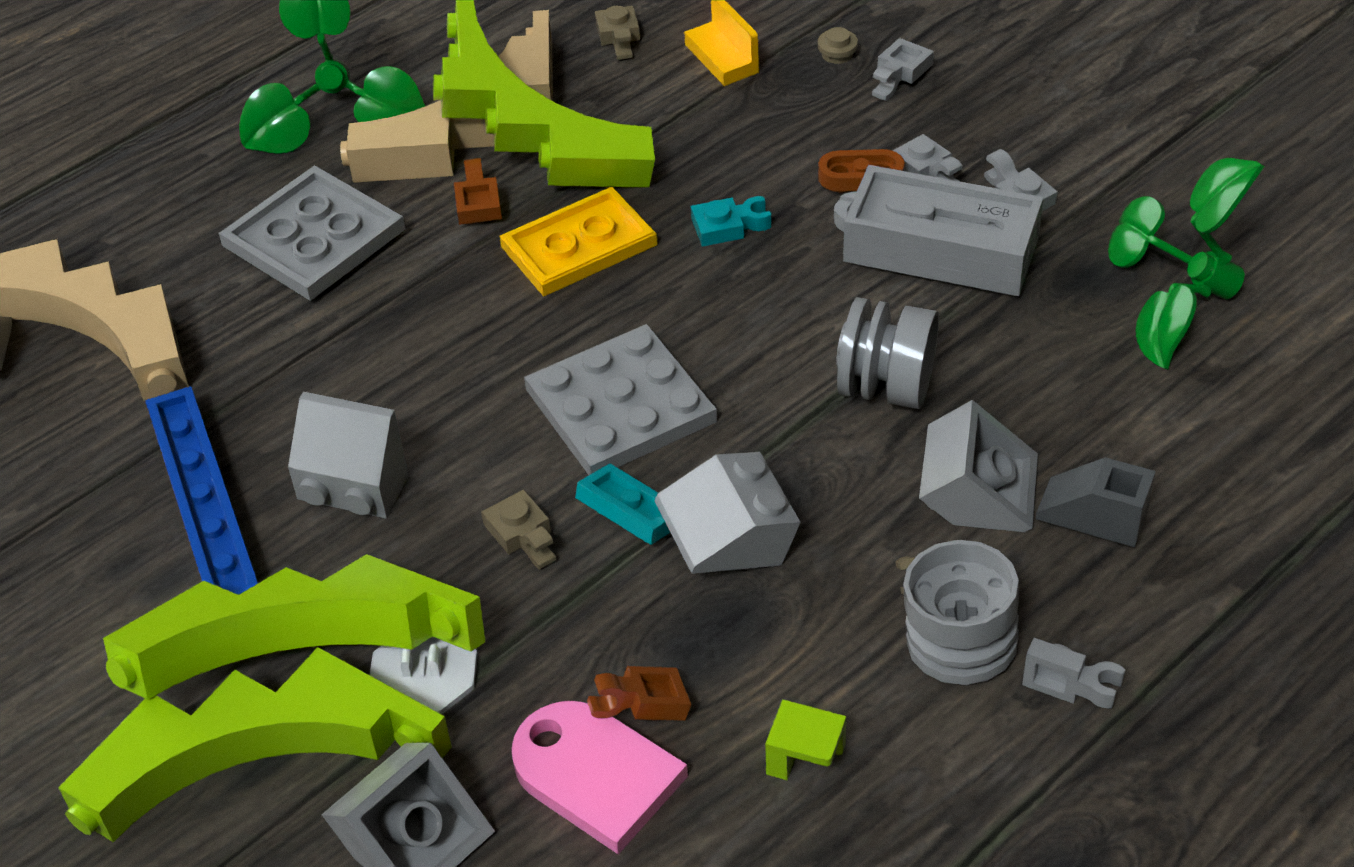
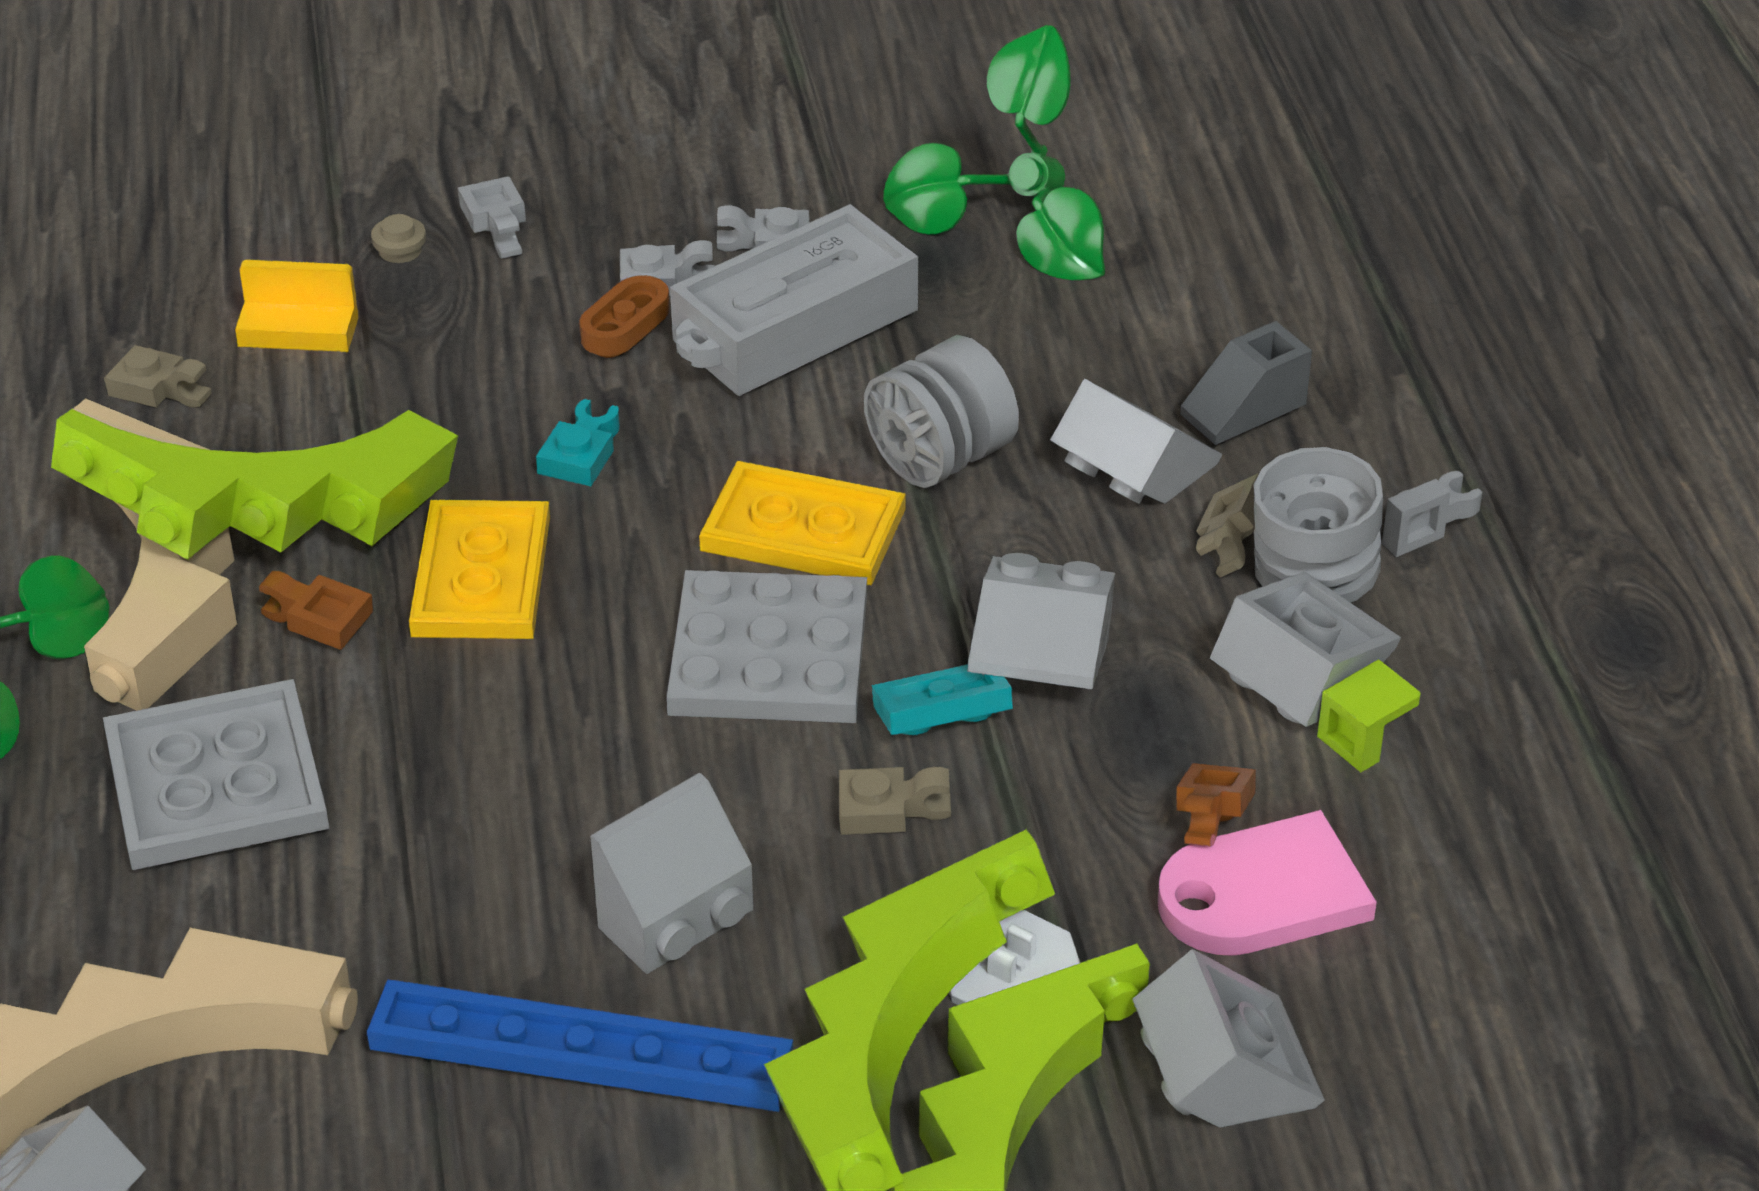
camera: 60 degrees left, 5 degrees down
(752, 355) = (802, 522): none -> yellow tile
(841, 663) = (1298, 642): none -> light grey slope

